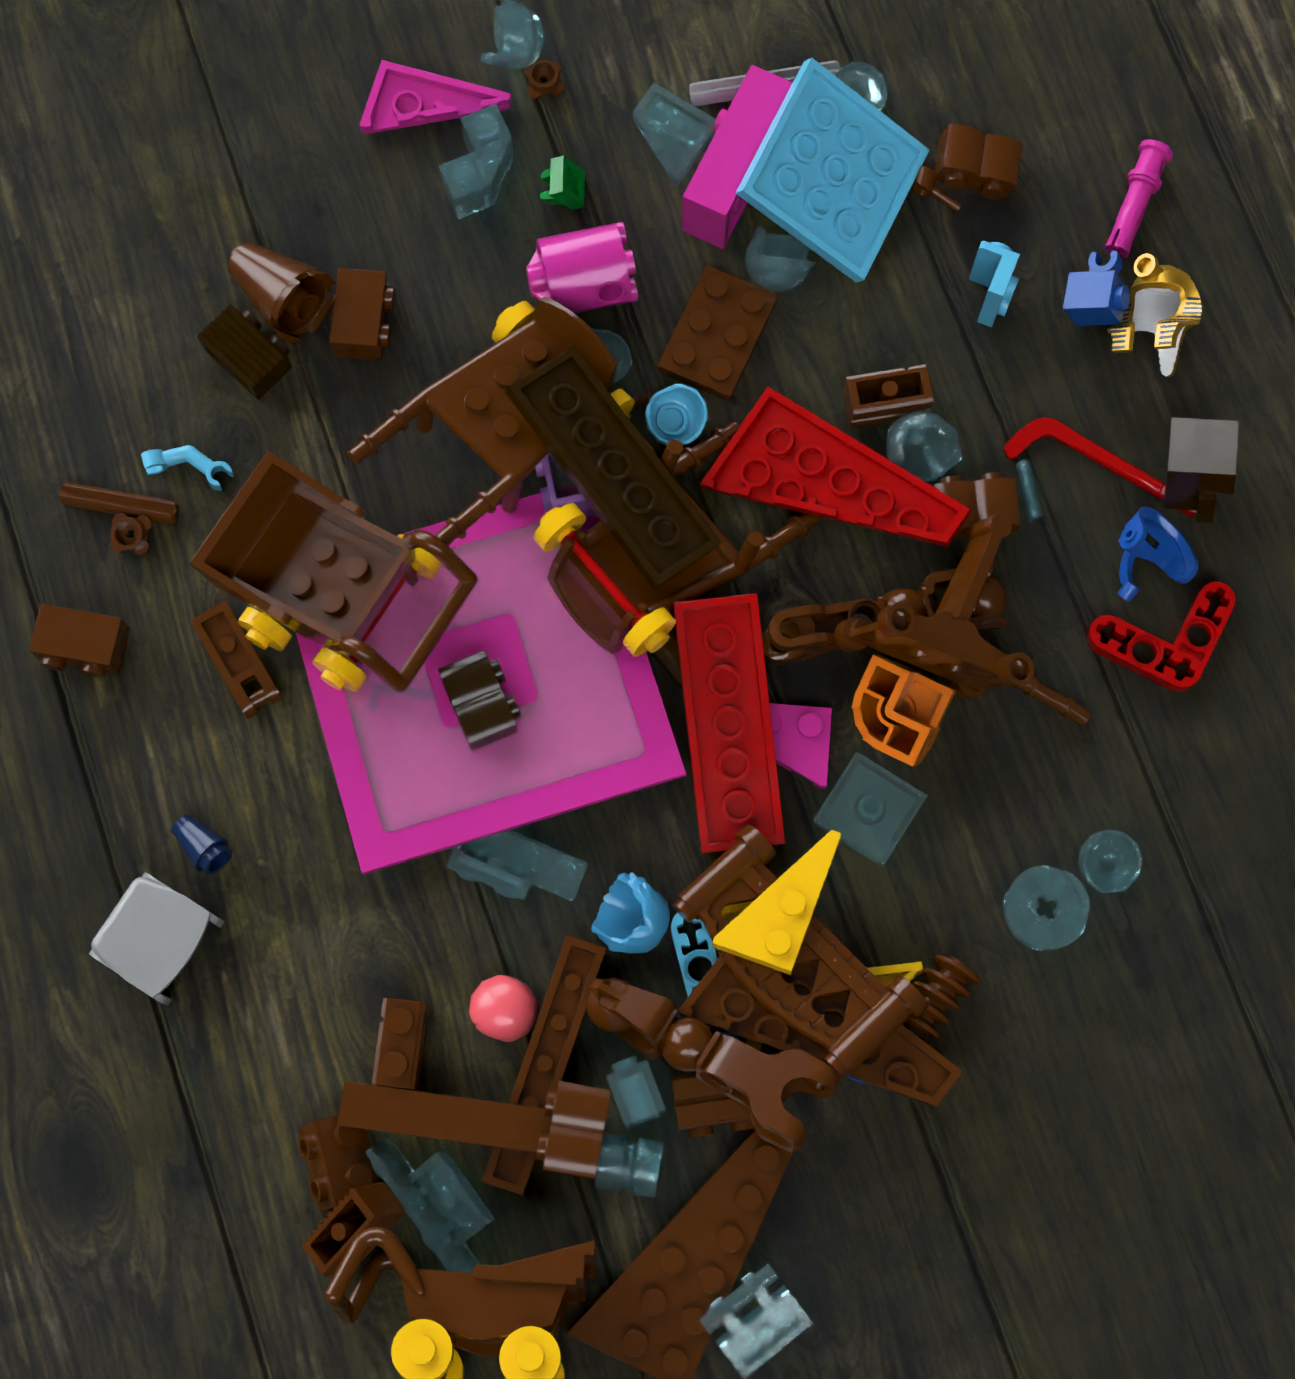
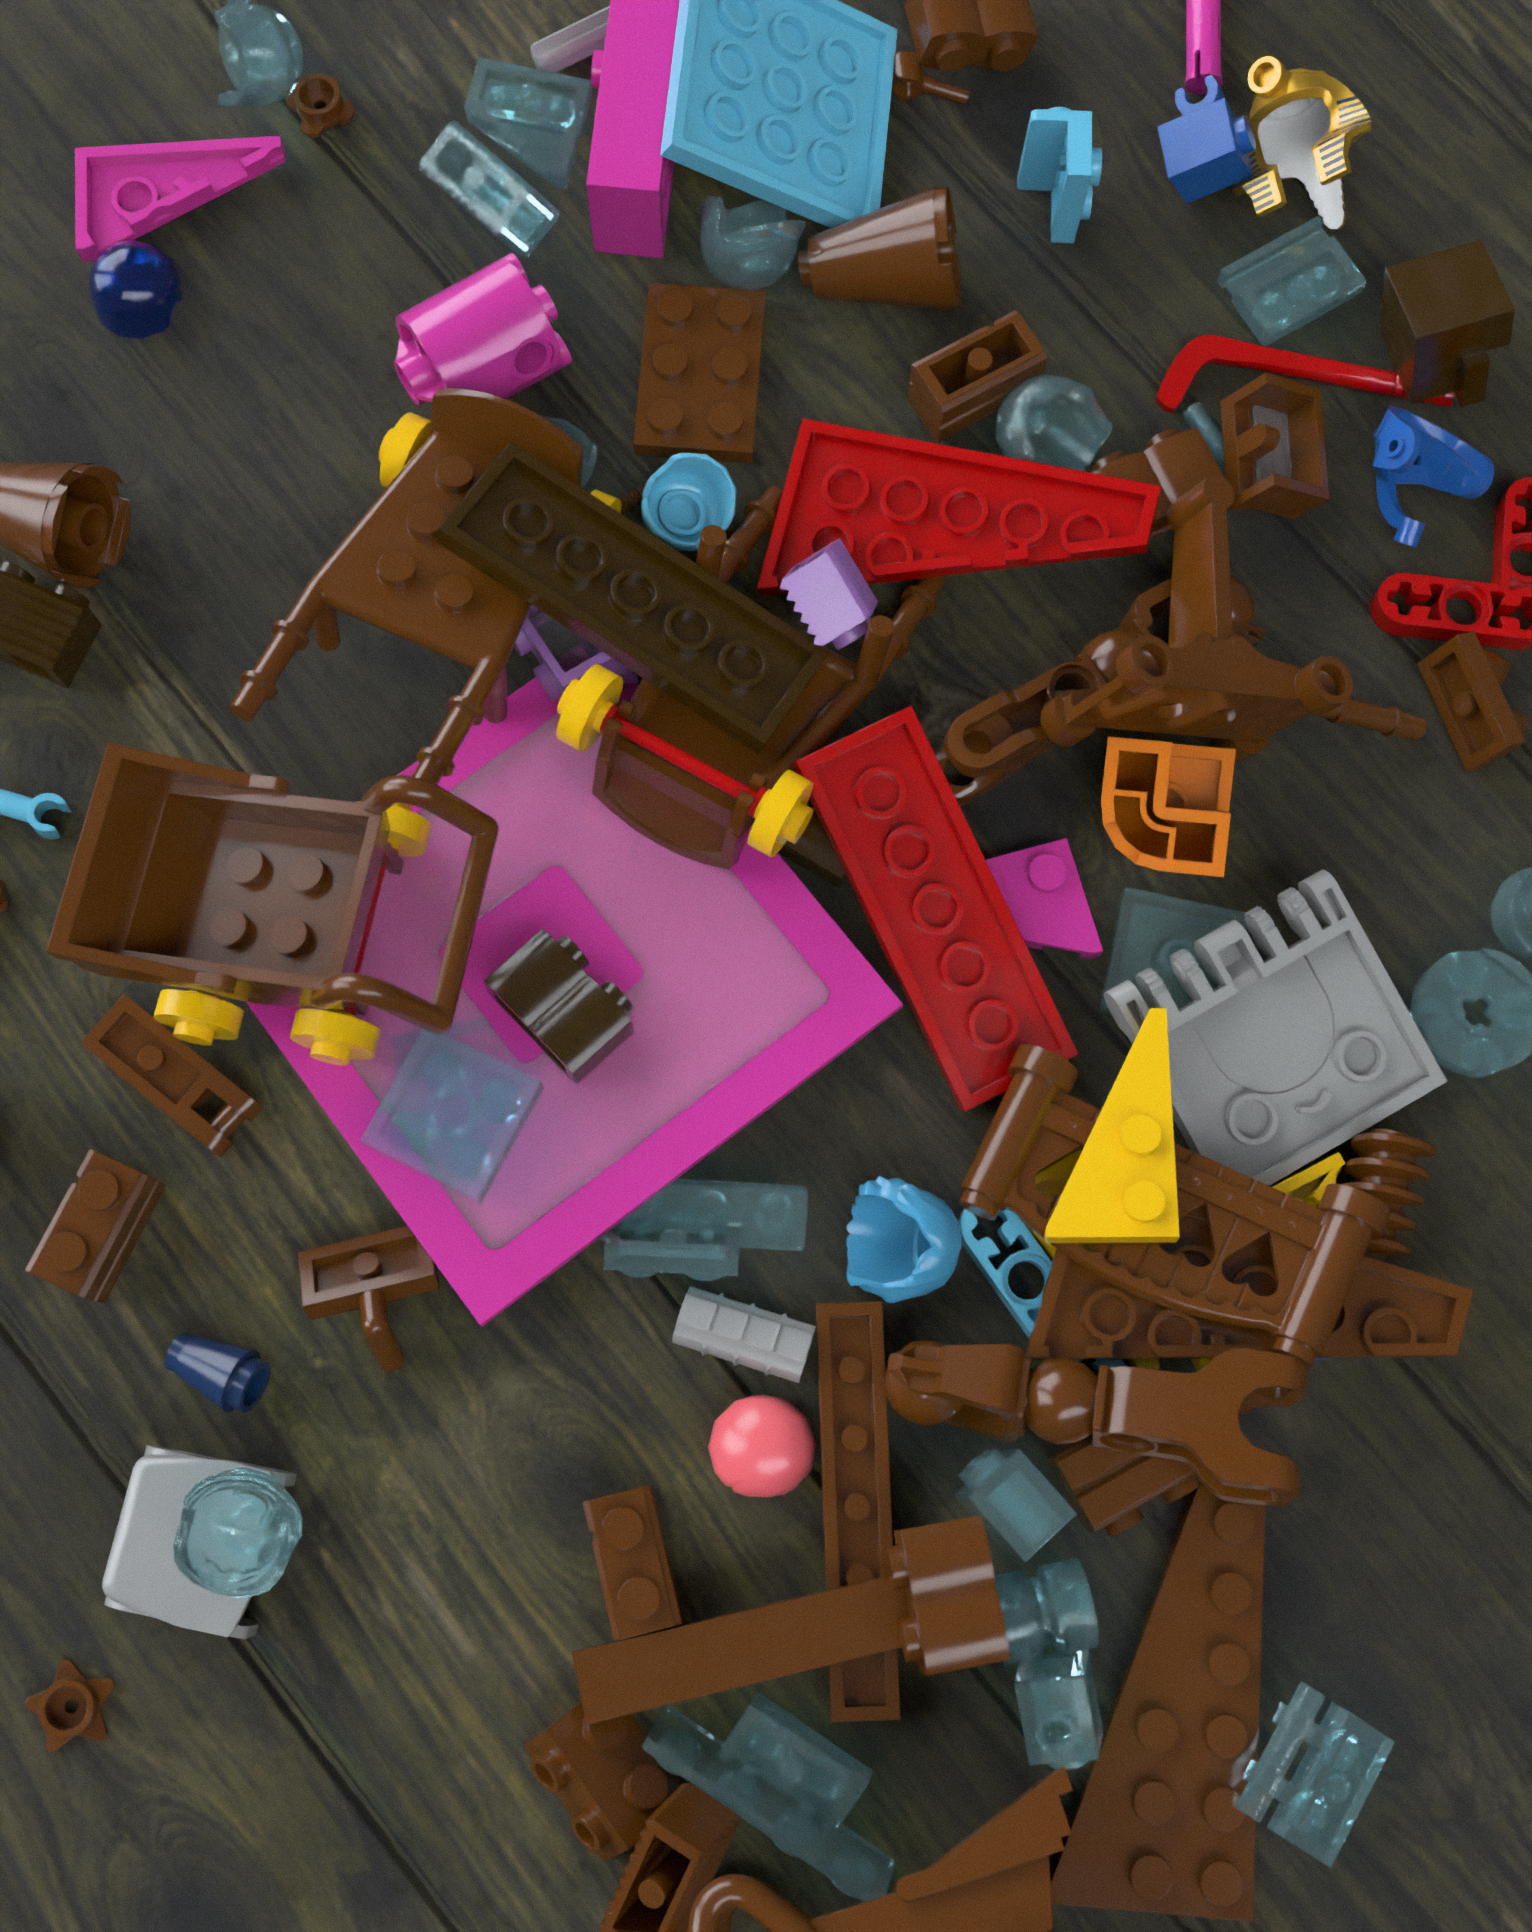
camera: 25 degrees left, 0 degrees up
(37, 1007) = (53, 1712): none -> reddish brown plate
(160, 733) = (96, 1227): none -> reddish brown brick
(178, 937) = (237, 1532): none -> clear light blue helmet
(305, 820) = (365, 1276): none -> reddish brown plate
(361, 314) = (176, 513): reddish brown brick -> none
(386, 161) = (134, 289): none -> clear blue hair
(391, 742) = (453, 1114): none -> clear light blue plate
(475, 178) = (273, 264): clear light blue brick -> none
(516, 937) = (743, 1334): none -> light grey axle
(565, 183) = (406, 234): green tile -> none
(618, 1224) = (1059, 1710): none -> clear light blue brick
(626, 172) = (488, 189): none -> clear light blue brick
(737, 506) = (831, 595): none -> brick
(865, 300) = (890, 256): none -> reddish brown cone
(914, 886) = (1285, 1046): none -> light grey hinge
(1062, 507) = (1275, 446): none -> reddish brown window
(1120, 401) = (1291, 281): none -> clear light blue plate
(1123, 702) = (1470, 700): none -> reddish brown tile

